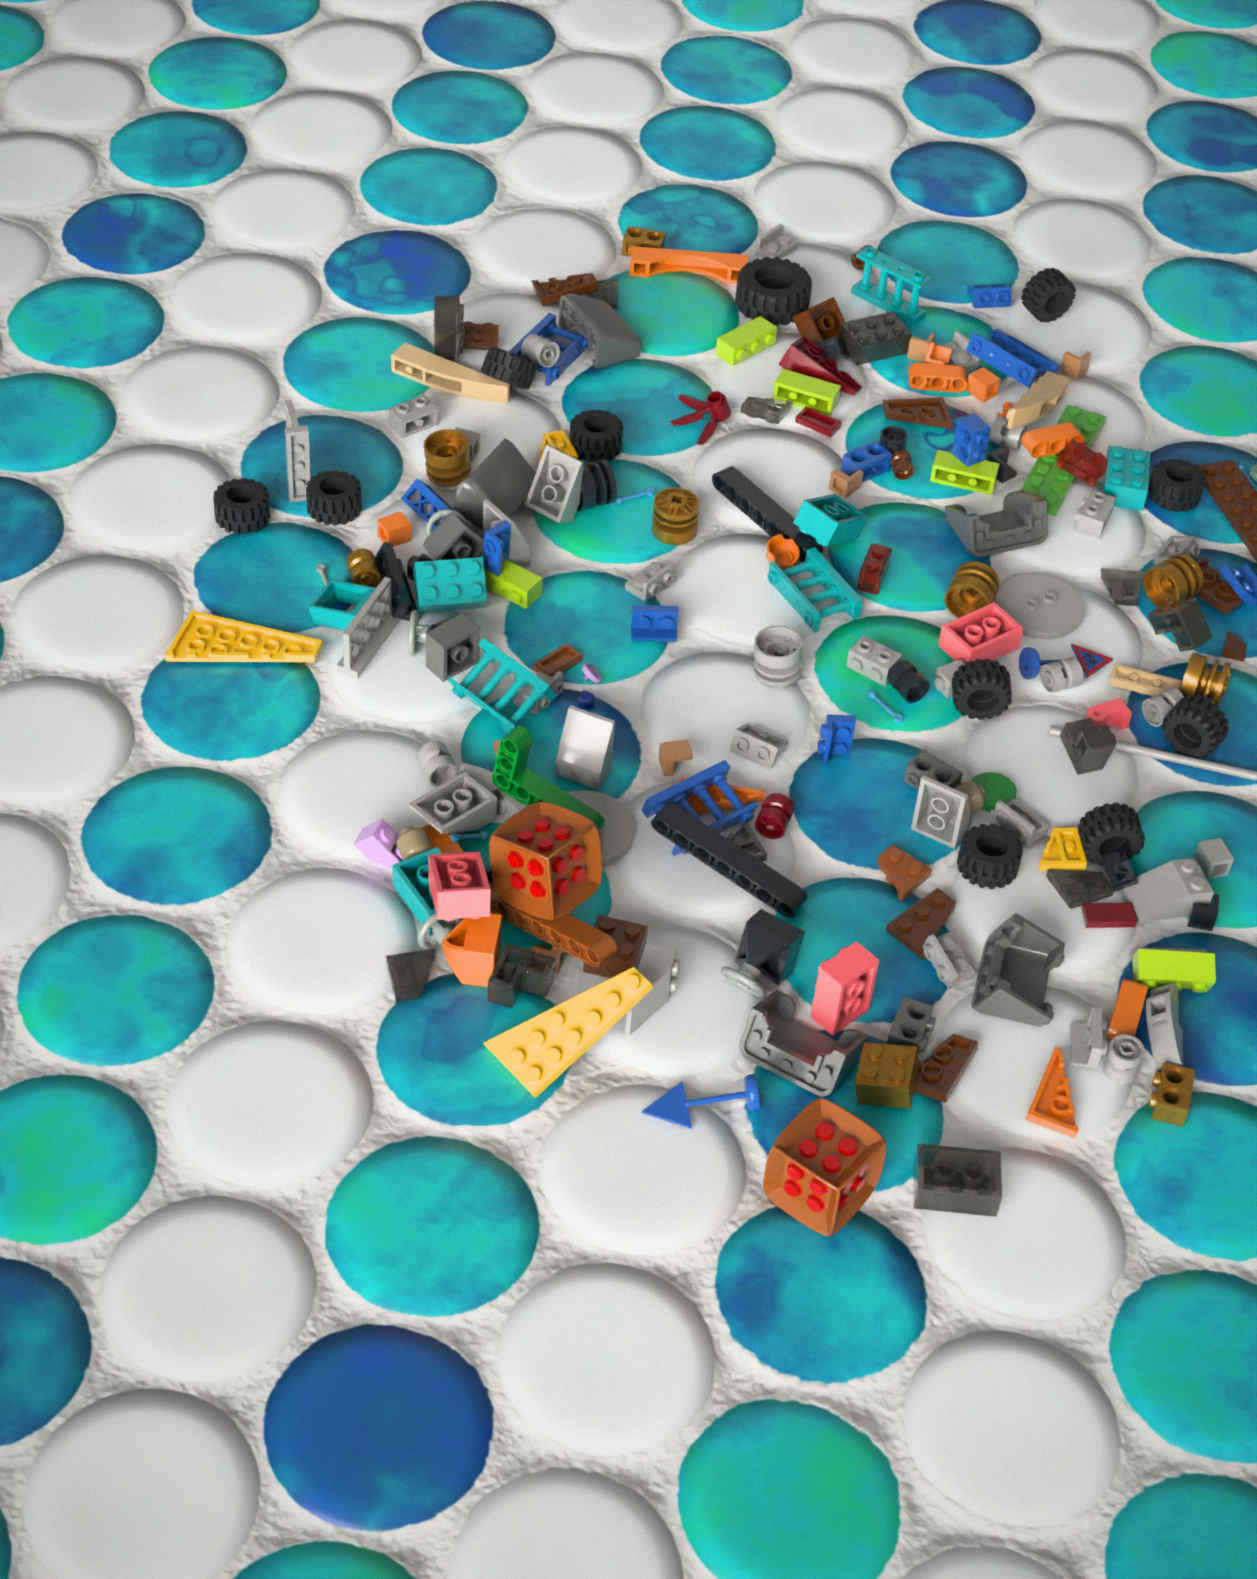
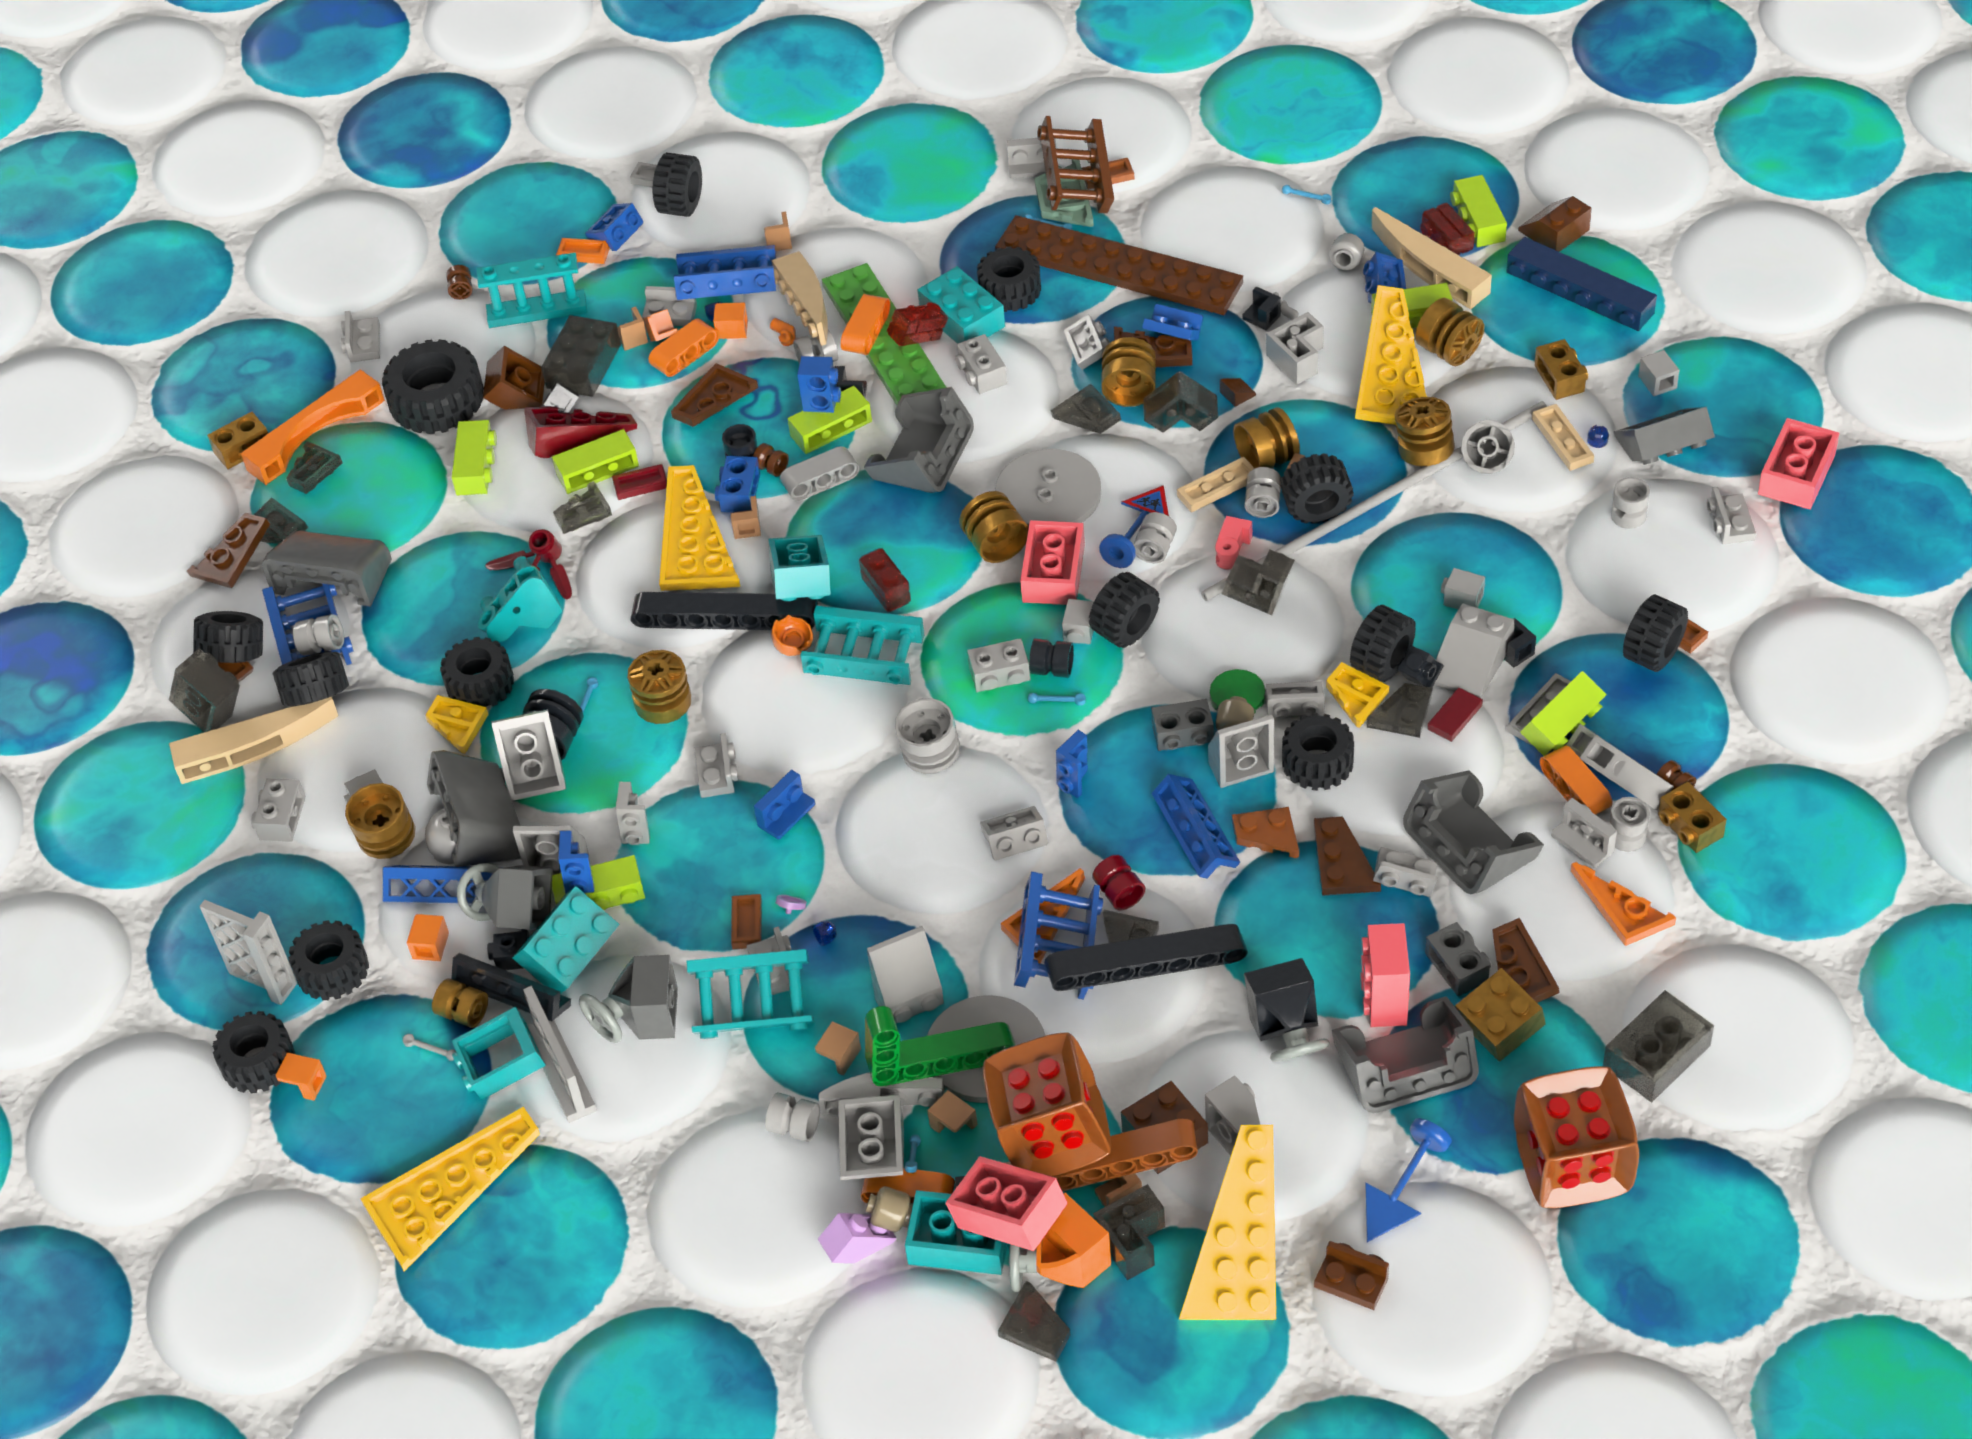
camera: 40 degrees left, 5 degrees up
(248, 536) = (304, 1072): none -> orange panel
(500, 318) = (229, 636): none -> black tyre
(568, 558) = (631, 817): none -> light grey bracket
(605, 1117) = (1352, 1275): none -> reddish brown bracket
(657, 284) = (312, 467): none -> clear smoke wing
(665, 420) = (529, 605): none -> teal piece
(672, 752) = (966, 910): medium nougat panel -> none
(801, 470) = (692, 543): none -> yellow wing
(862, 823) = (1194, 825): none -> blue fence
(919, 492) = (819, 473): none -> light grey beam
(955, 294) = (586, 250): none -> orange tile
(1196, 1060) = (1674, 775): none -> reddish brown wheel

